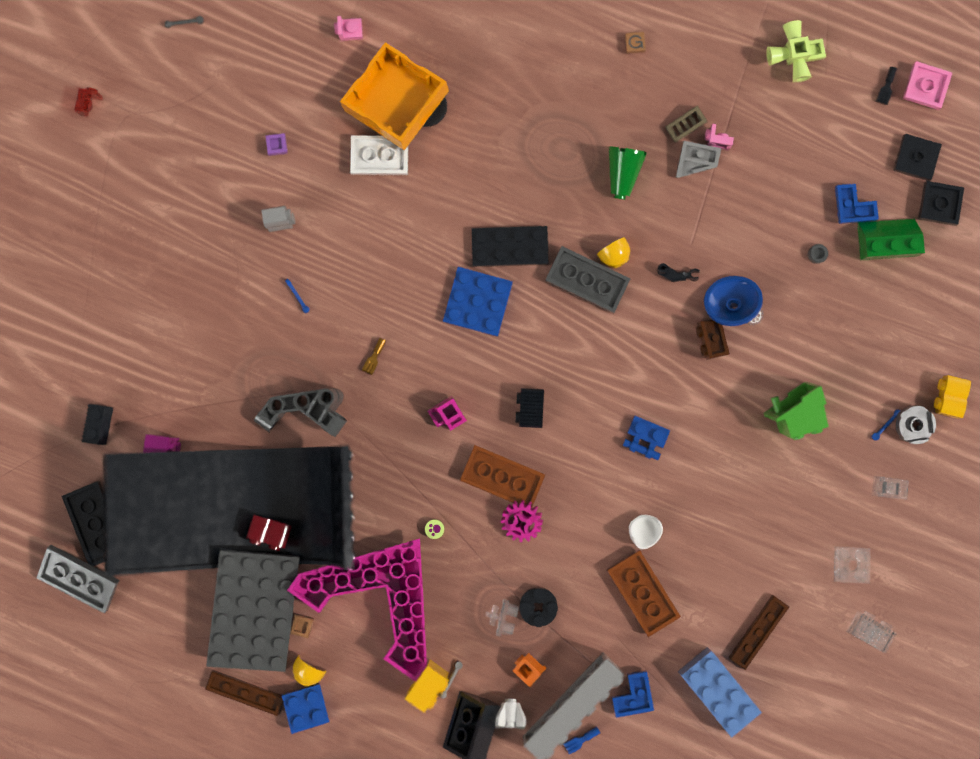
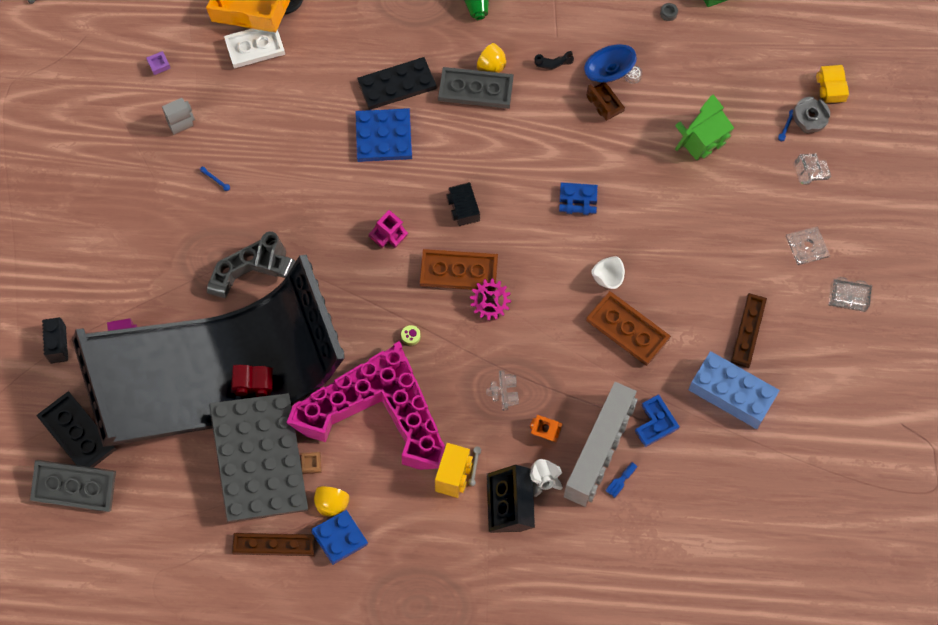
camera: 20 degrees left, 20 degrees down
(372, 362) = (303, 213): pearl gold piece -> none
(527, 607) = (531, 362): black plate -> none

